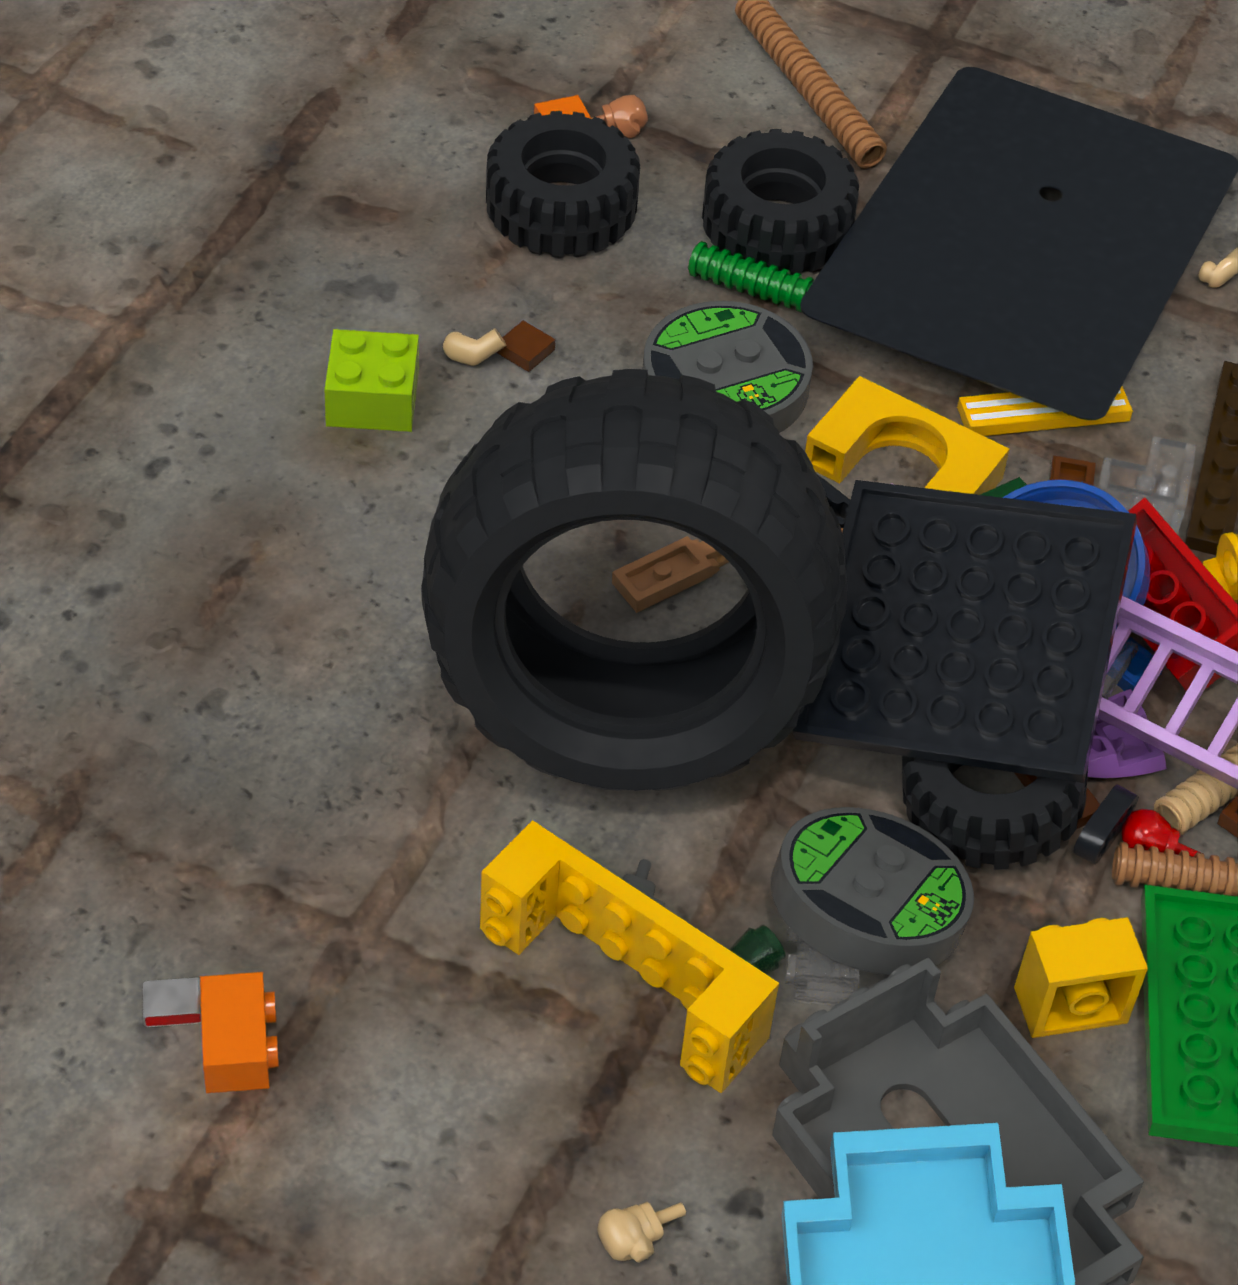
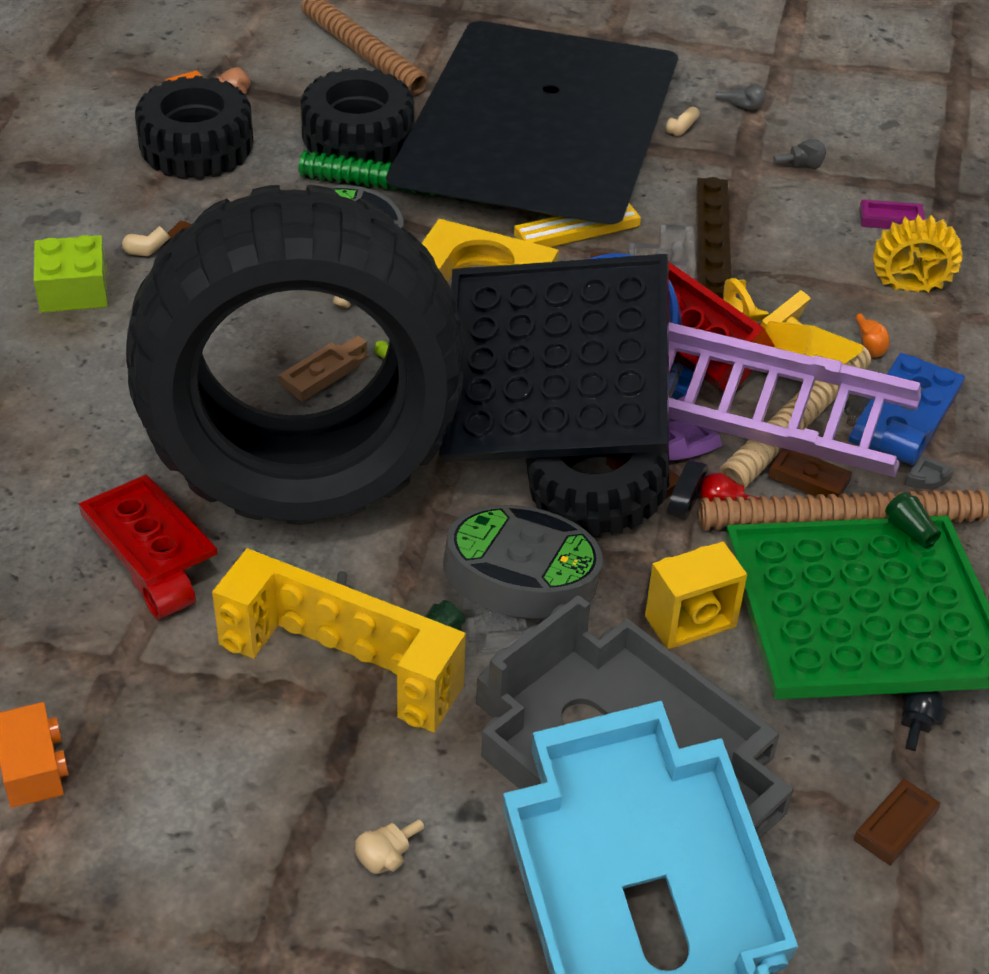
camera: 10 degrees left, 5 degrees down
(415, 823) = (154, 573): none -> red hinge

